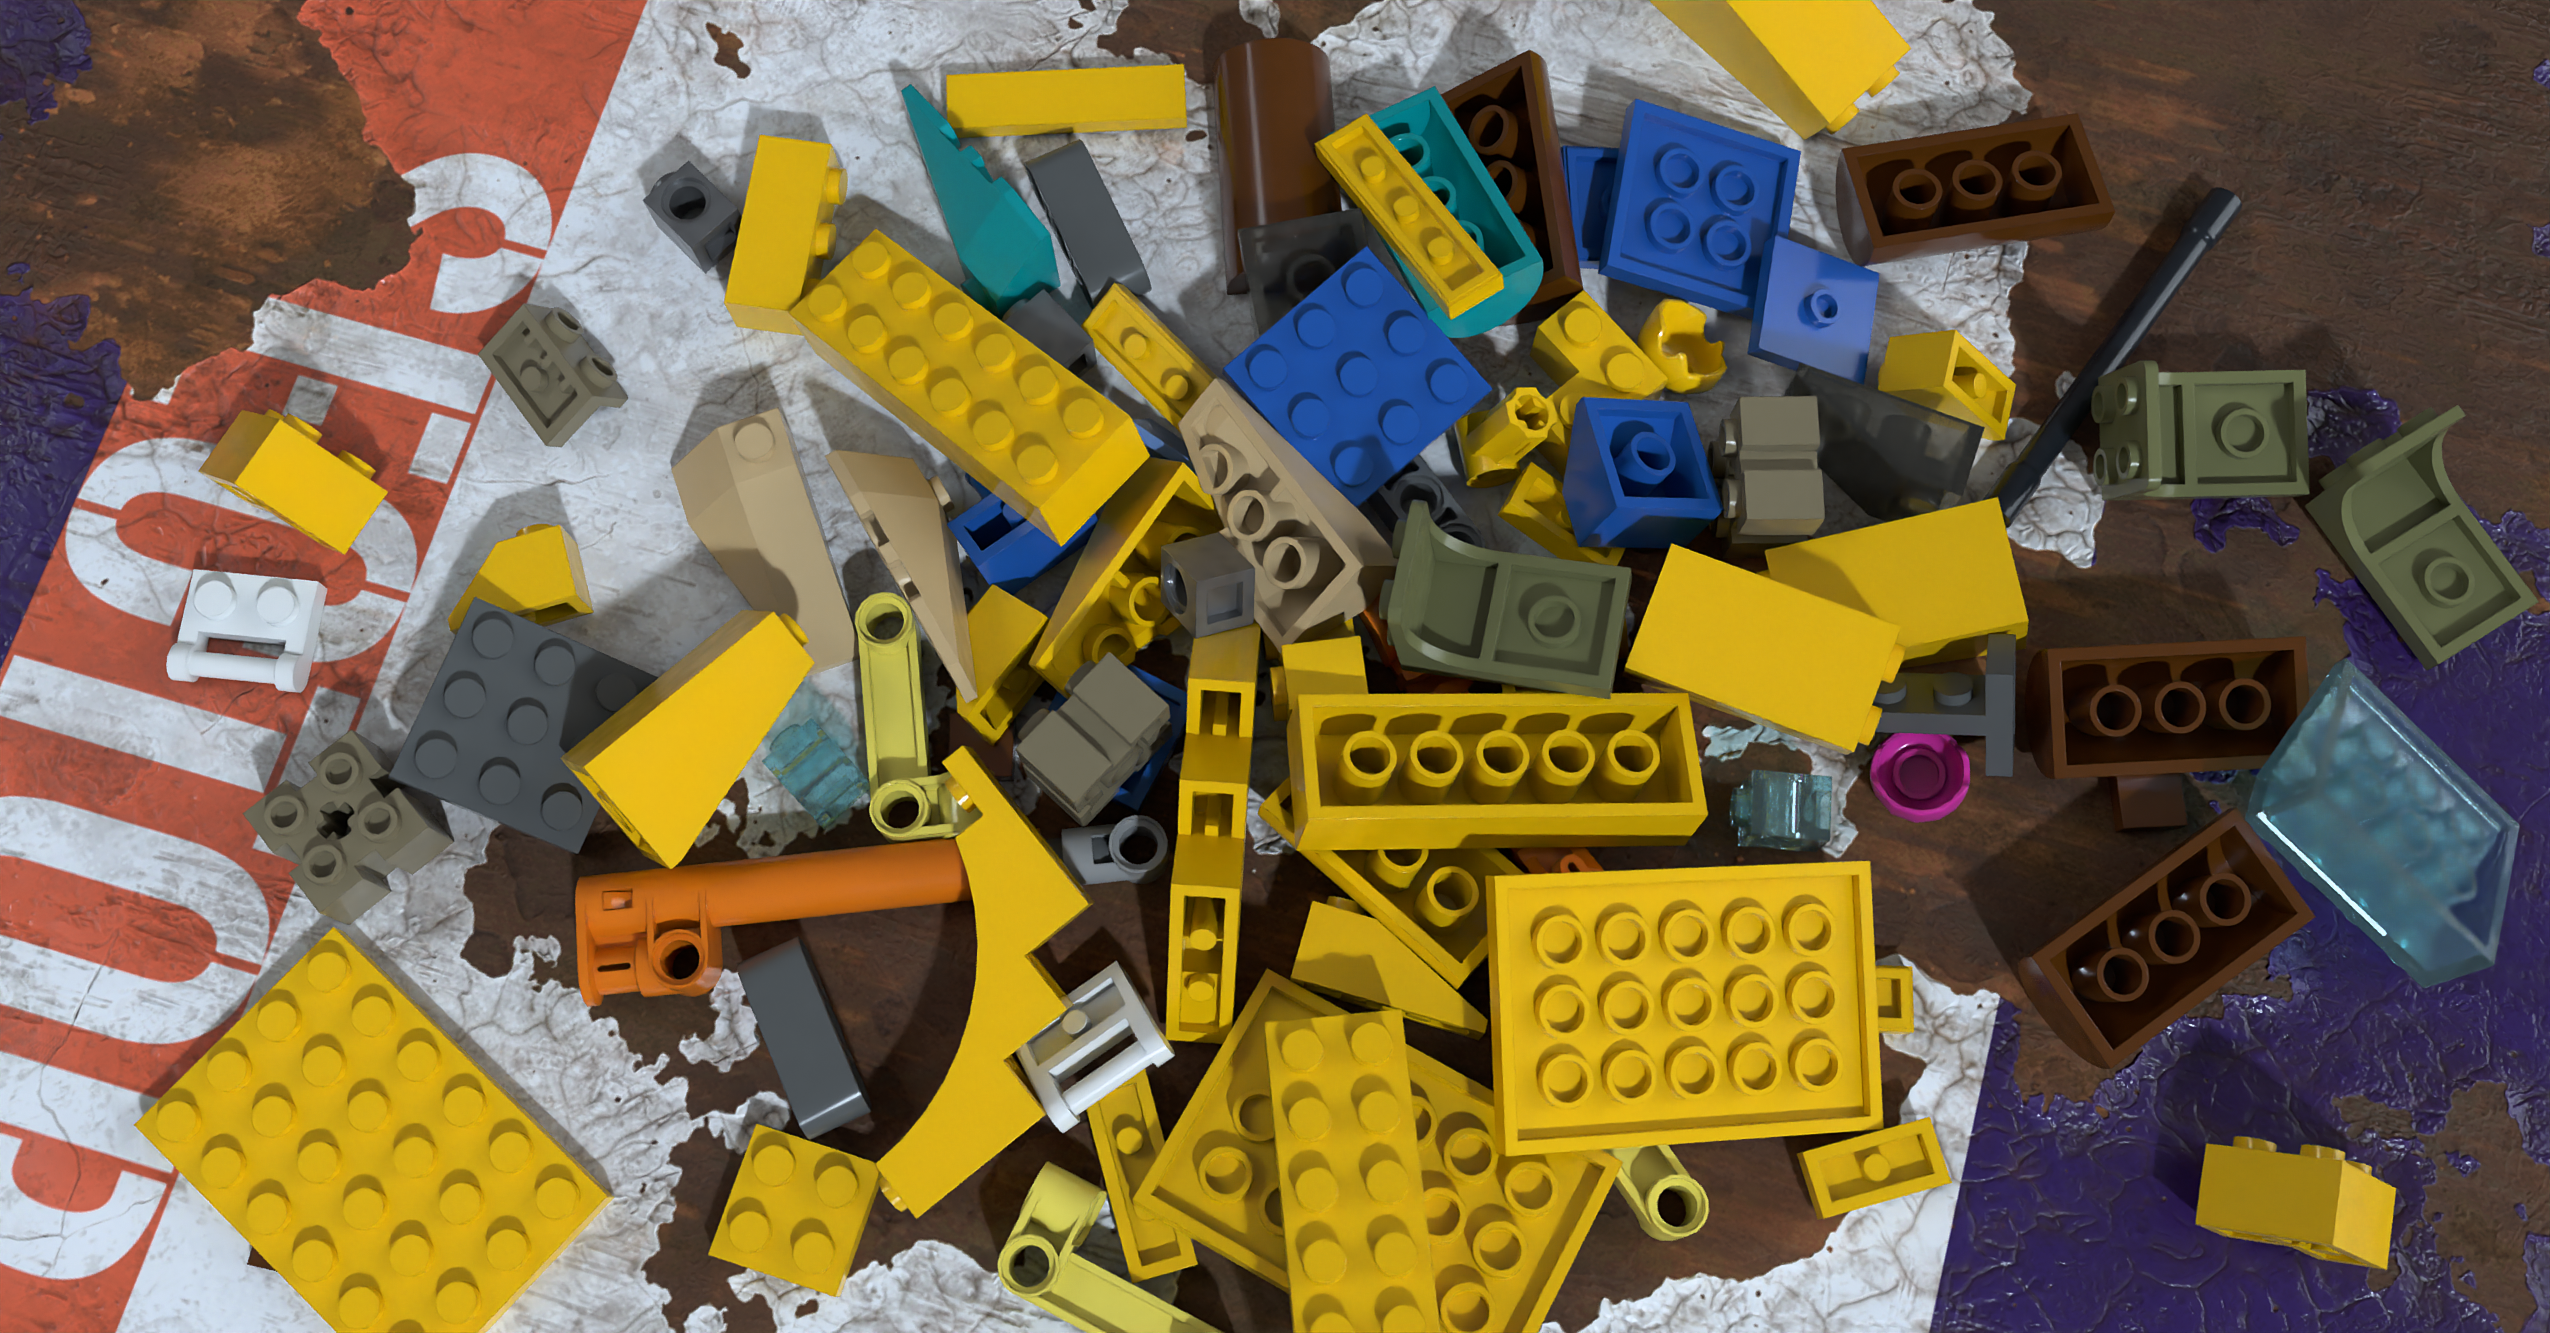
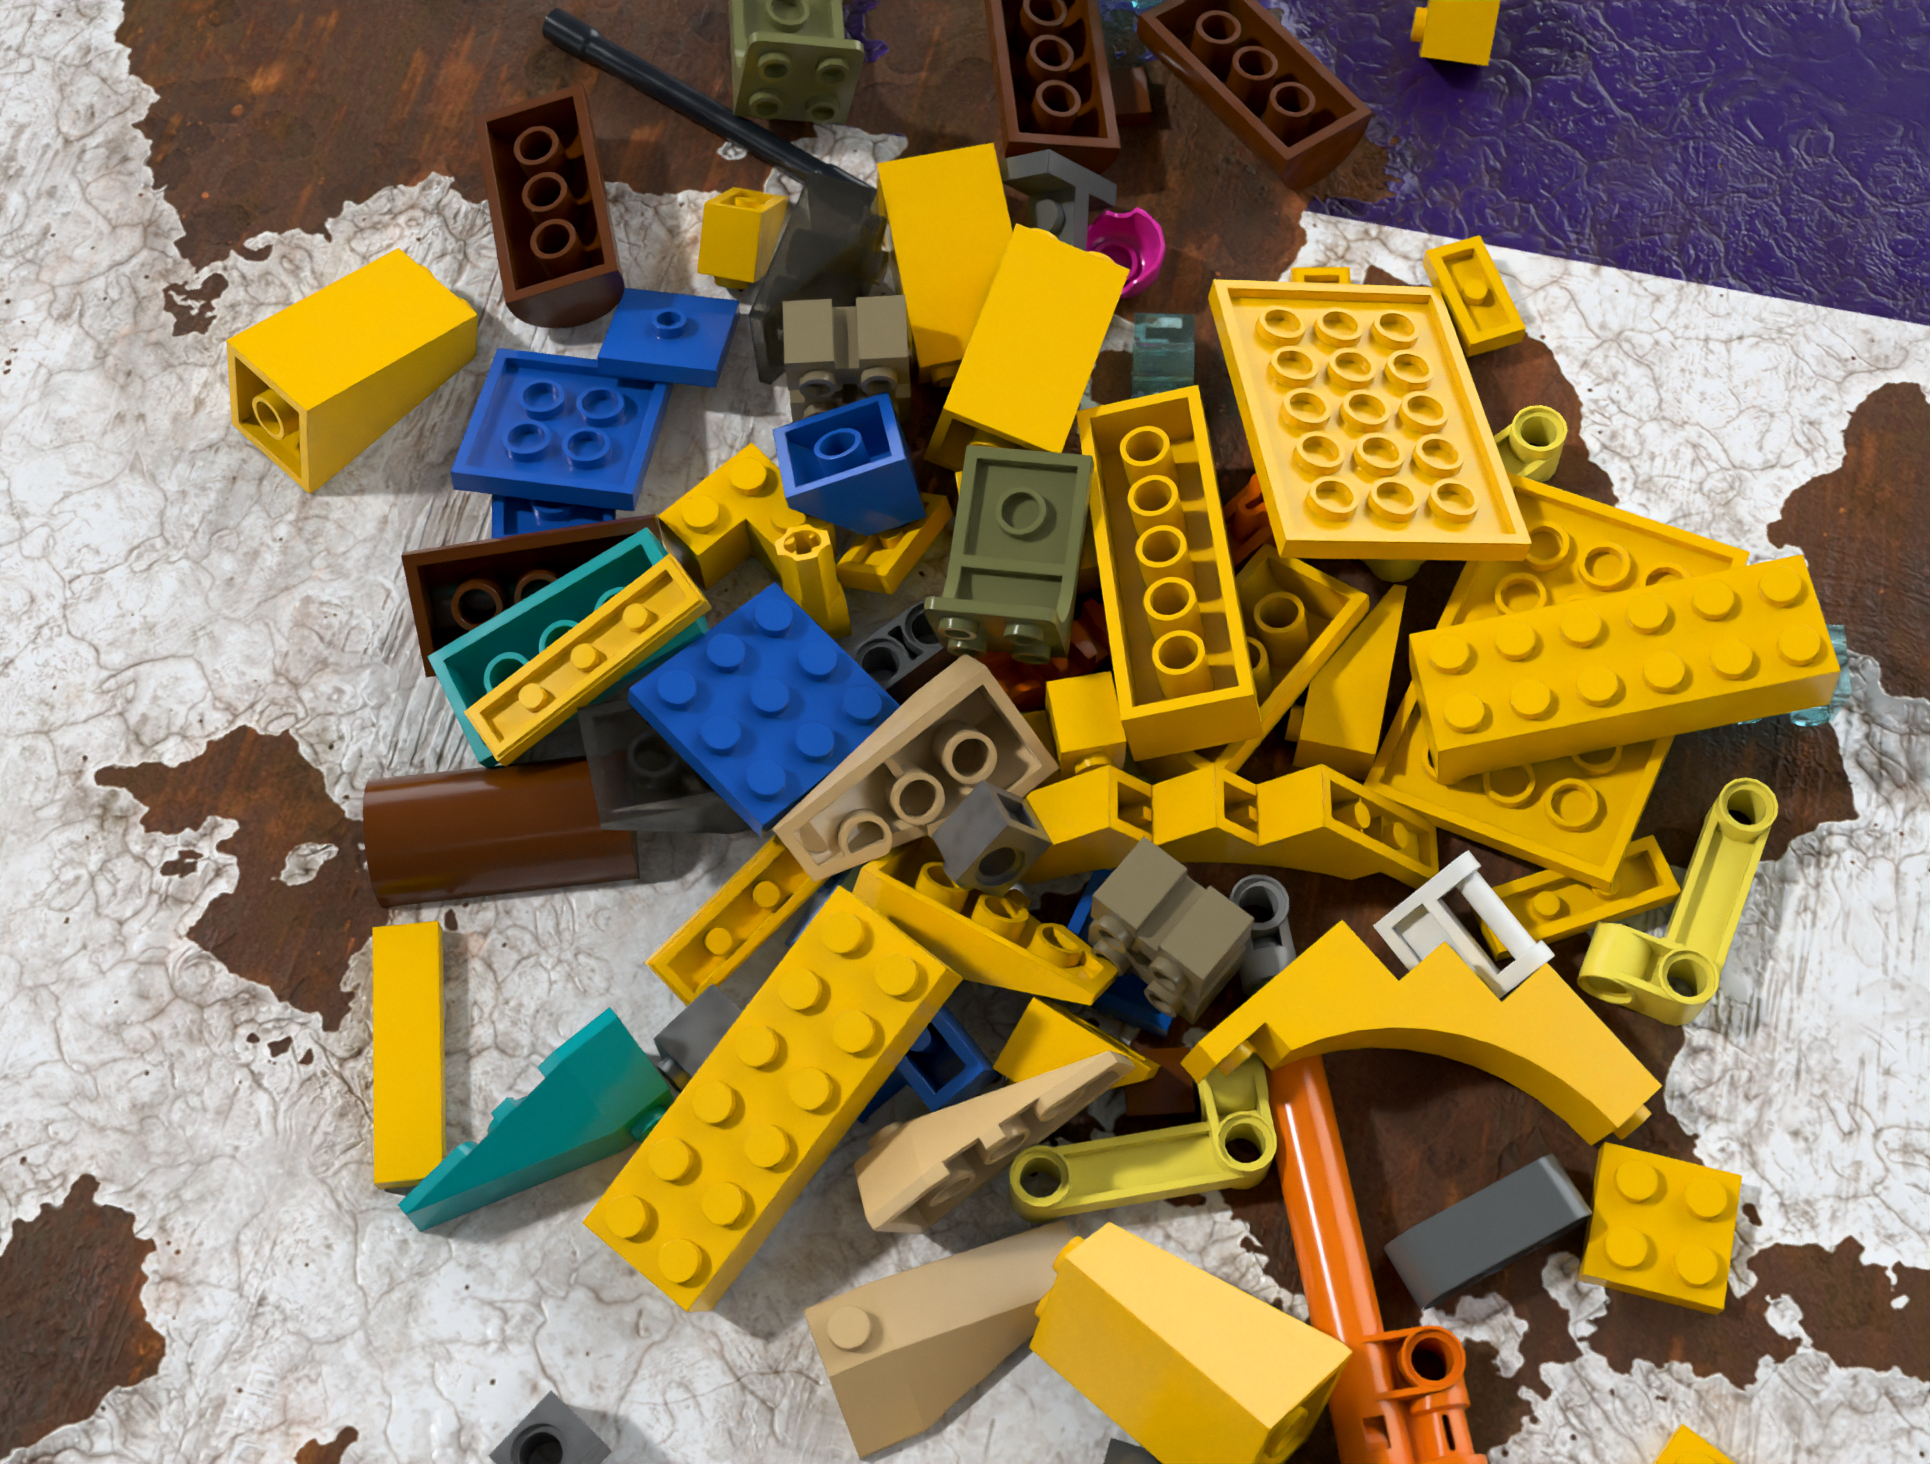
camera: 90 degrees left, 10 degrees down
(784, 231) = (574, 1344): yellow brick -> none
(816, 771) = (1213, 1234): clear light blue brick -> none
(1086, 222) = (533, 1022): dark grey beam -> none
(1678, 347) = (711, 444): yellow hair -> none

